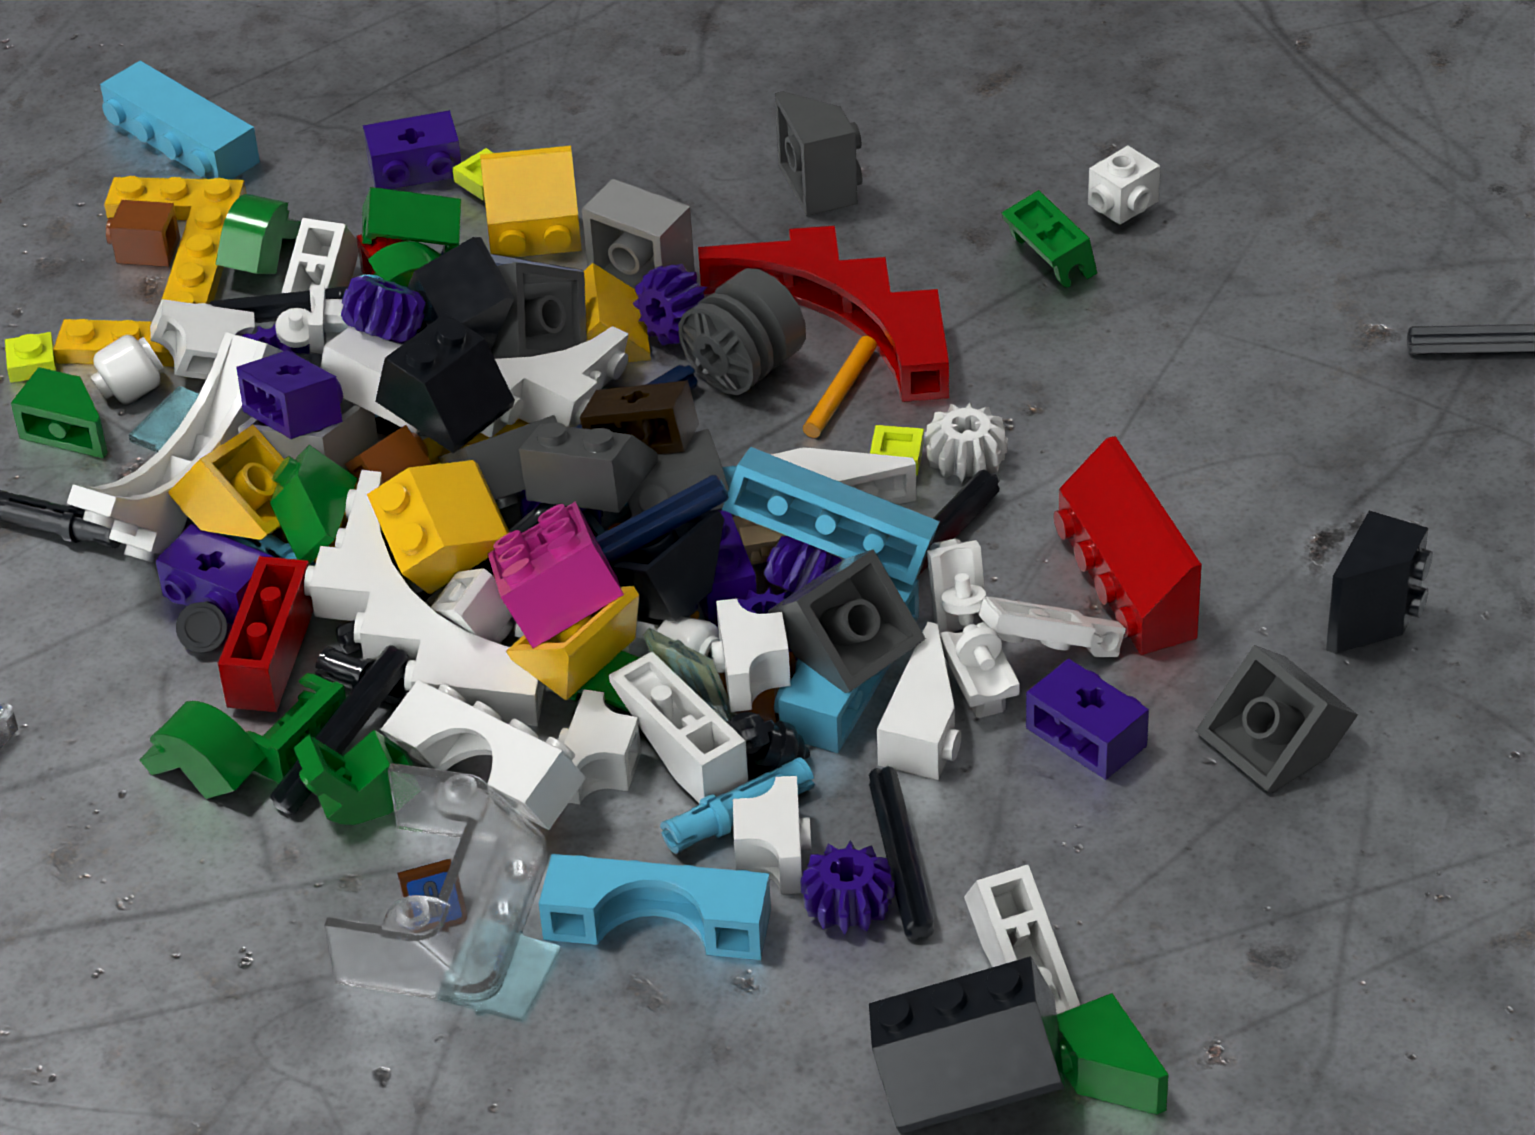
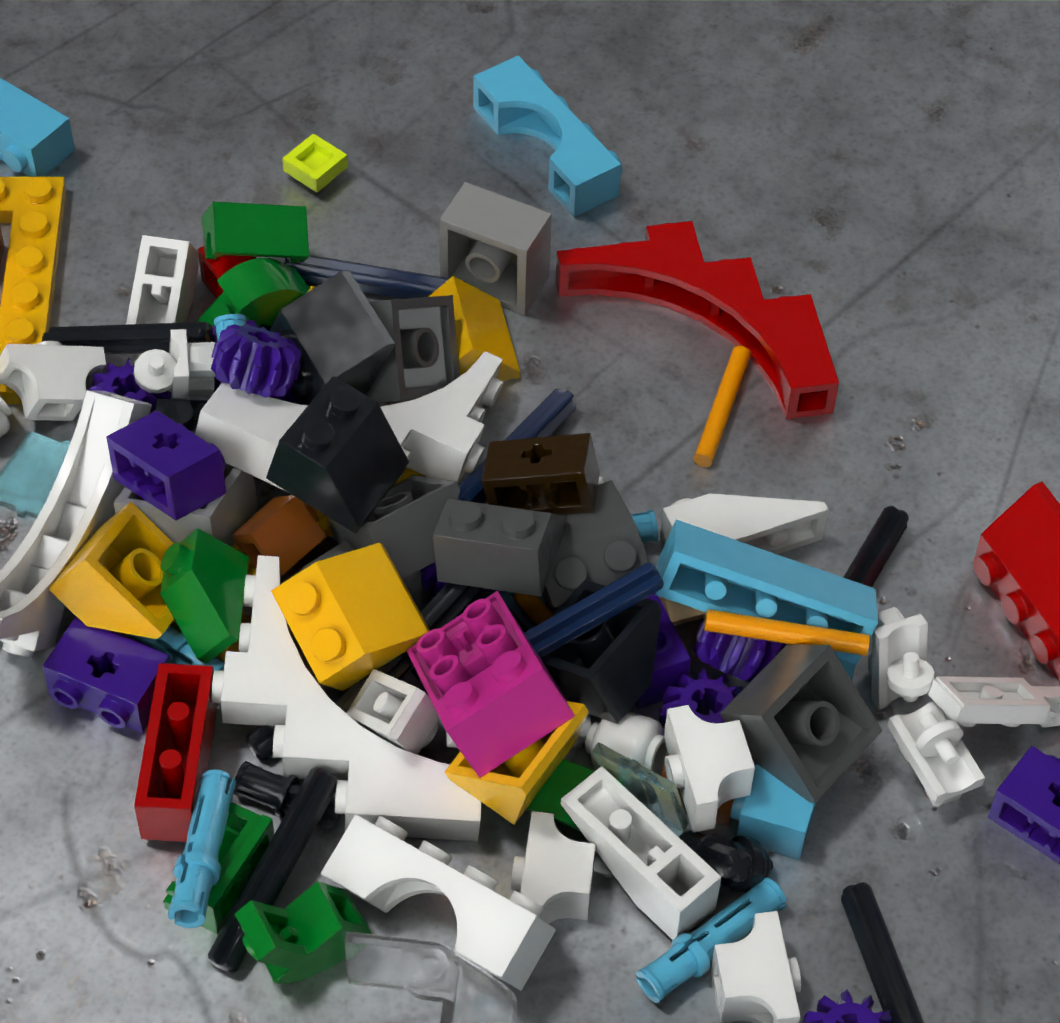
camera: 10 degrees left, 10 degrees up
(201, 627) = (100, 740): black plate -> none
(206, 747) = (127, 904): green brick -> none
(254, 234) = (89, 248): green brick -> none
(270, 709) = (199, 865): none -> medium azure pin
(412, 150) = (236, 137): dark purple brick -> none
(531, 202) = (374, 202): yellow slope -> none
(664, 299) = (540, 319): dark purple gear -> none
(738, 182) = (518, 101): none -> medium azure arch
(742, 331) = (621, 352): dark grey wheel -> none
(817, 152) = (657, 133): dark grey slope -> none
(840, 547) = (785, 632): none -> light orange bar
(898, 442) = (797, 479): neon yellow plate -> none
(919, 721) = (888, 815): white slope -> none
(965, 441) = (867, 472): white gear -> none
(1051, 236) = (908, 222): green hinge -> none
(1123, 184) = (969, 160): white brick -> none

